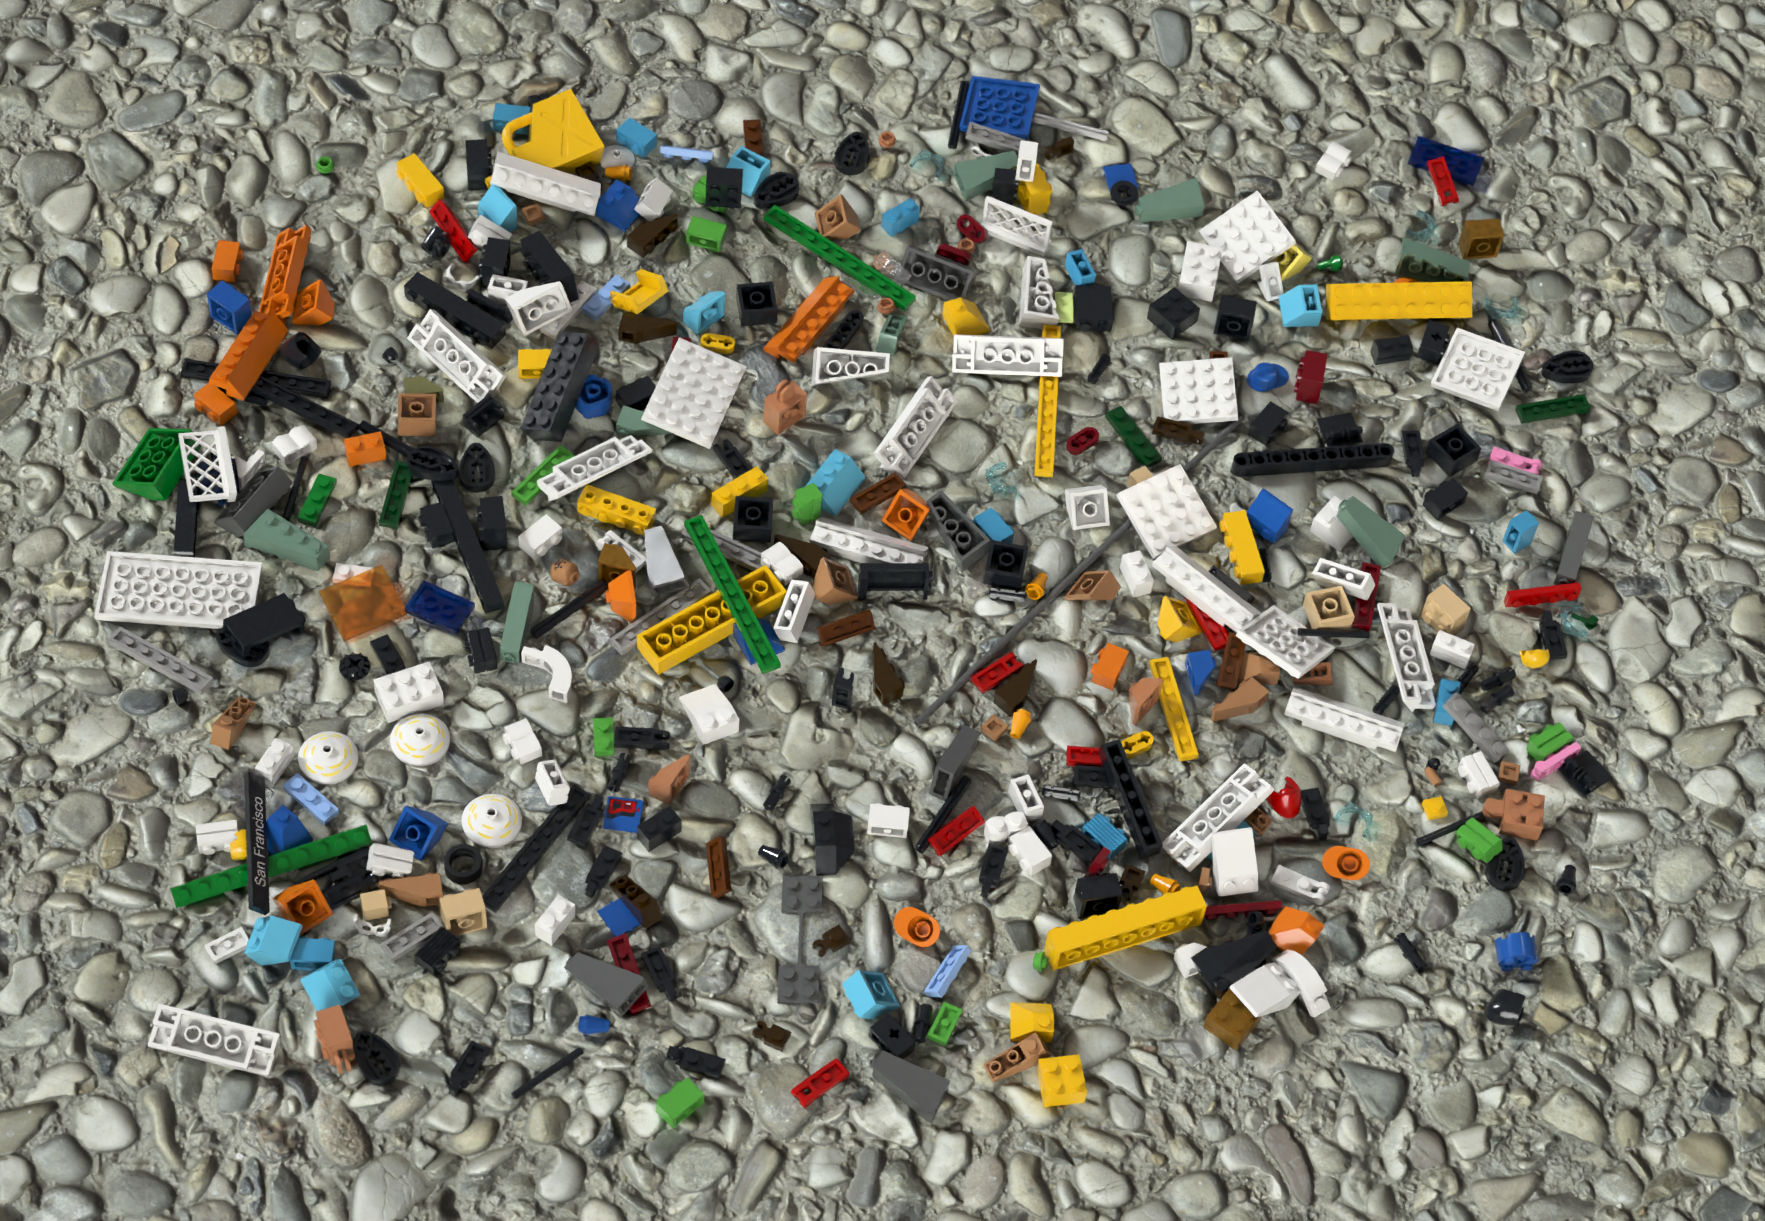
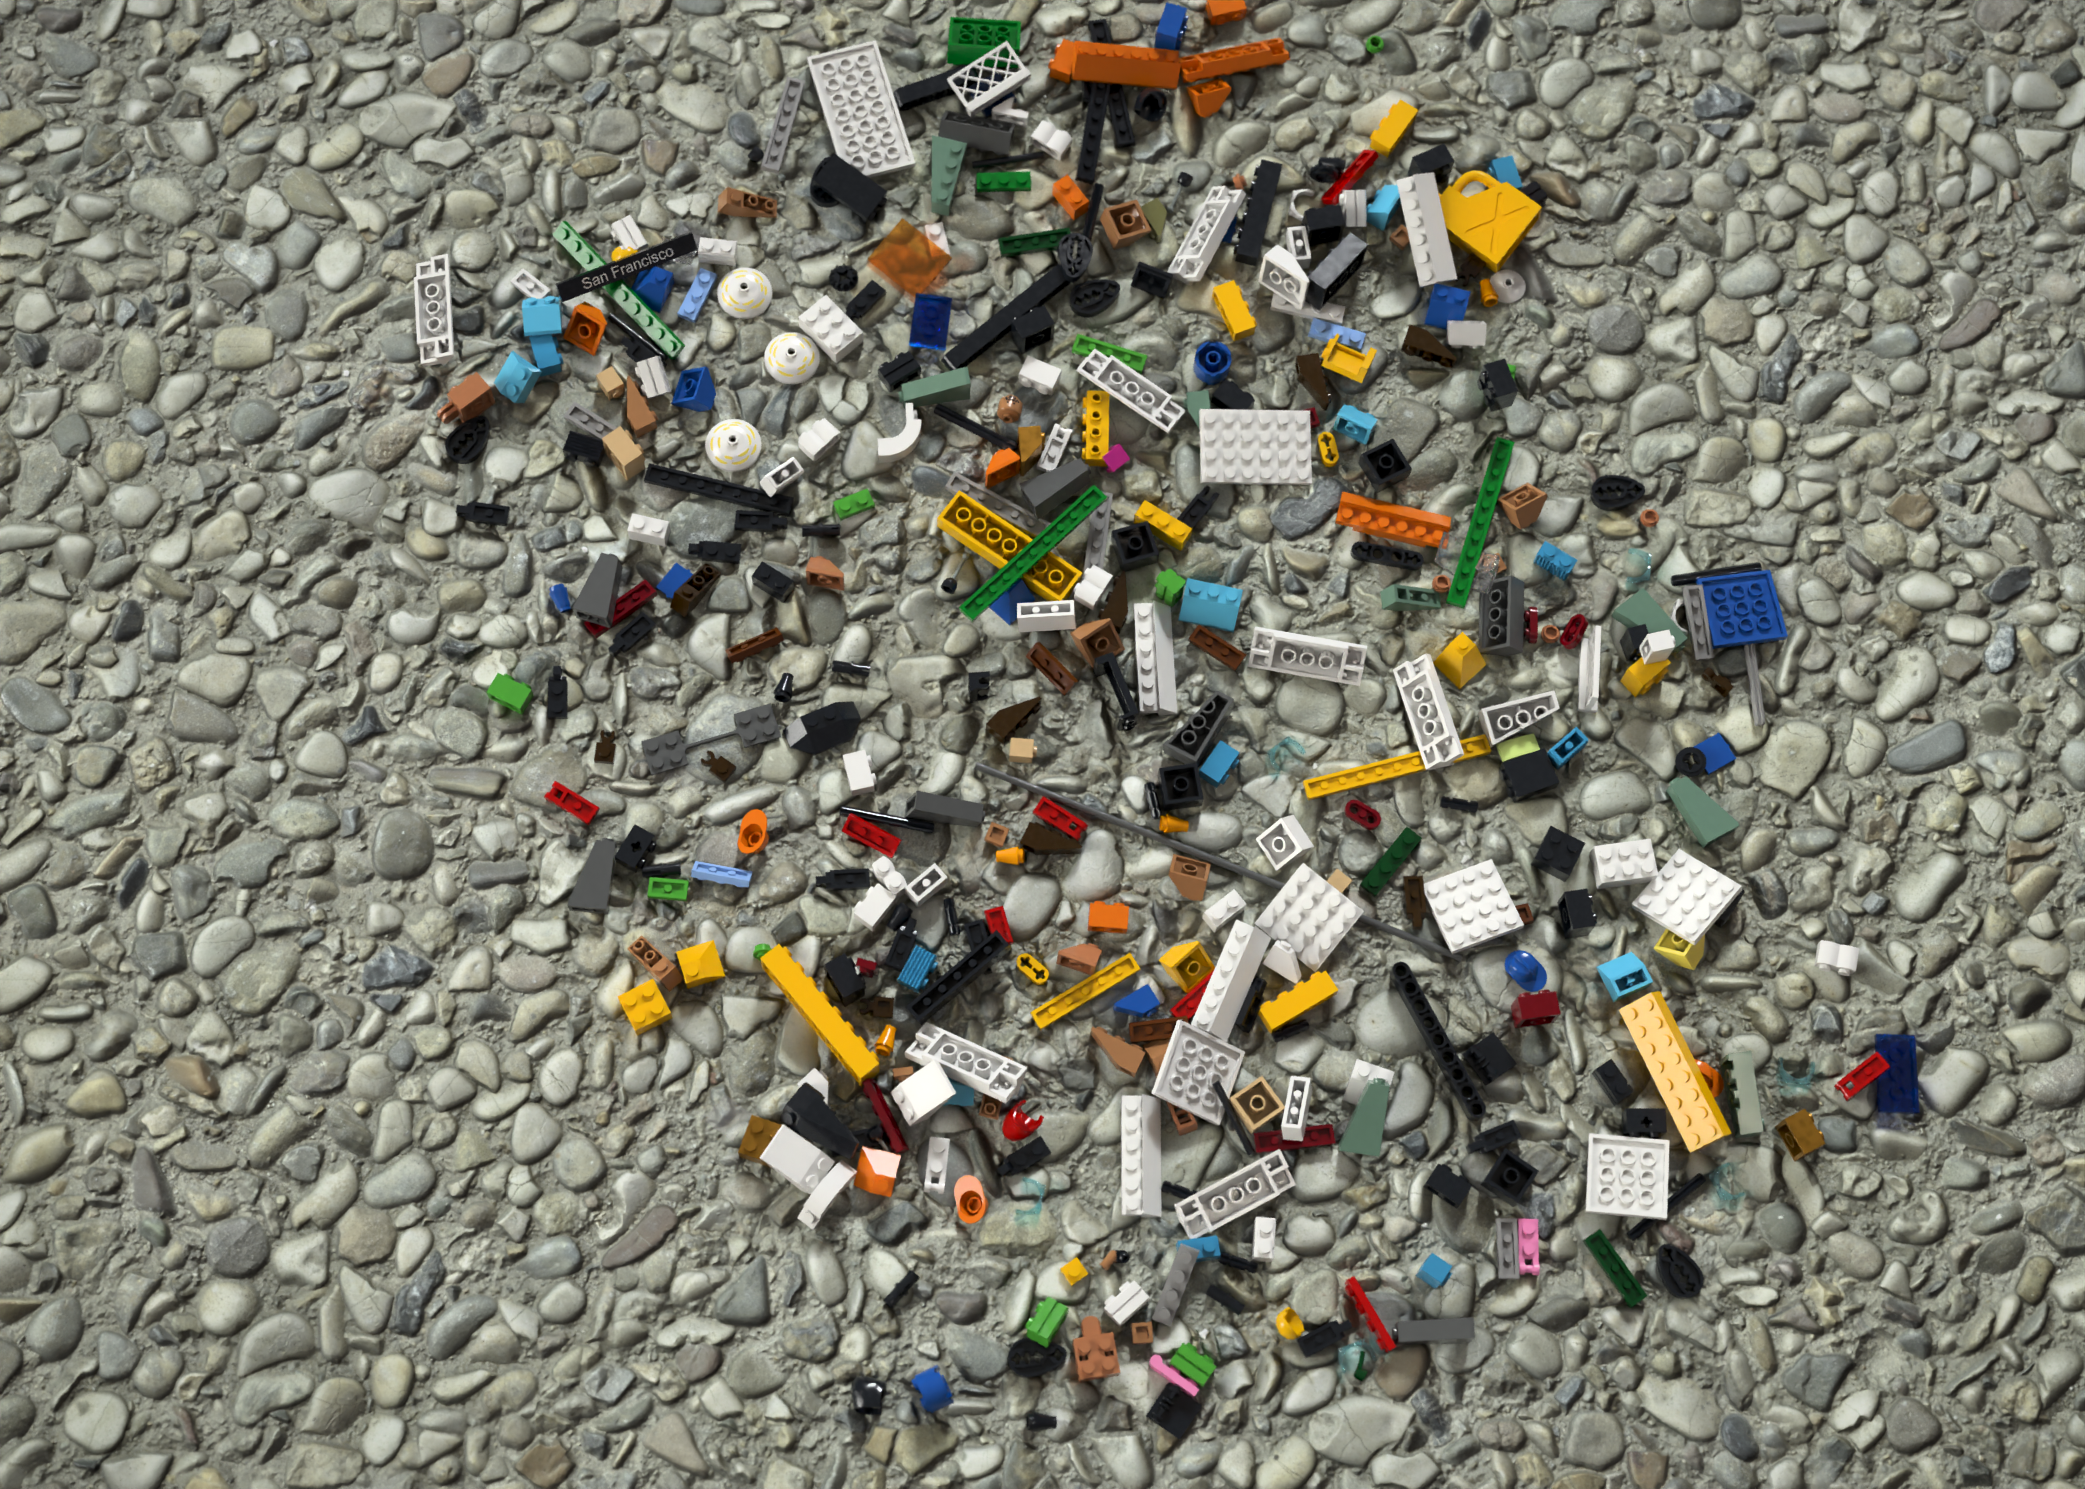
camera: 70 degrees right, 15 degrees up
(348, 889) = (616, 357): black hinge -> none
(360, 924) = (588, 379): white cap -> none
(415, 314) = (1240, 182): none -> nougat plate
(436, 525) = (1014, 284): black brick -> none
(463, 850) = (678, 424): black tyre -> none
(489, 306) = (1278, 228): black hinge -> none
(547, 1073) = (504, 579): black bar -> none
(560, 386) = (1201, 327): black brick -> none
(622, 814) = (782, 548): sticker -> none
(636, 137) = (1536, 293): dark azure brick -> none
(641, 738) = (862, 533): black hinge -> none
(658, 503) = (1115, 458): none -> dark pink panel
(686, 153) = (1541, 343): light blue plate -> none
(706, 233) = (1450, 394): bright green brick -> none
(710, 714) = (912, 583): white slope -> none
(753, 136) = (1586, 398): reddish brown plate -> none
(754, 168) = (1541, 402): medium azure slope -> none
(771, 184) = (1543, 432): black piece -> none
(786, 401) = (1272, 530): nougat brick -> none
(841, 365) = (1348, 569): white wedge -> none
(870, 994) = (674, 816): medium azure slope -> none
(906, 513) = (1204, 679): orange slope -> none
(918, 679) = (1022, 750): none -> tan brick
(1200, 544) = (1283, 961): none -> white slope
(1268, 423) = (1463, 986): black brick -> none
(1269, 516) = (1343, 1015): blue slope -> none
(1271, 281) = (1643, 937): white slope -> none
(1334, 263) = (1699, 995): green plate -> none
(1445, 611) = (1300, 1221): tan brick -> none
(1447, 829) = (1056, 1292): black bar -> none
(1498, 679) = (1249, 1295): black axle -> none

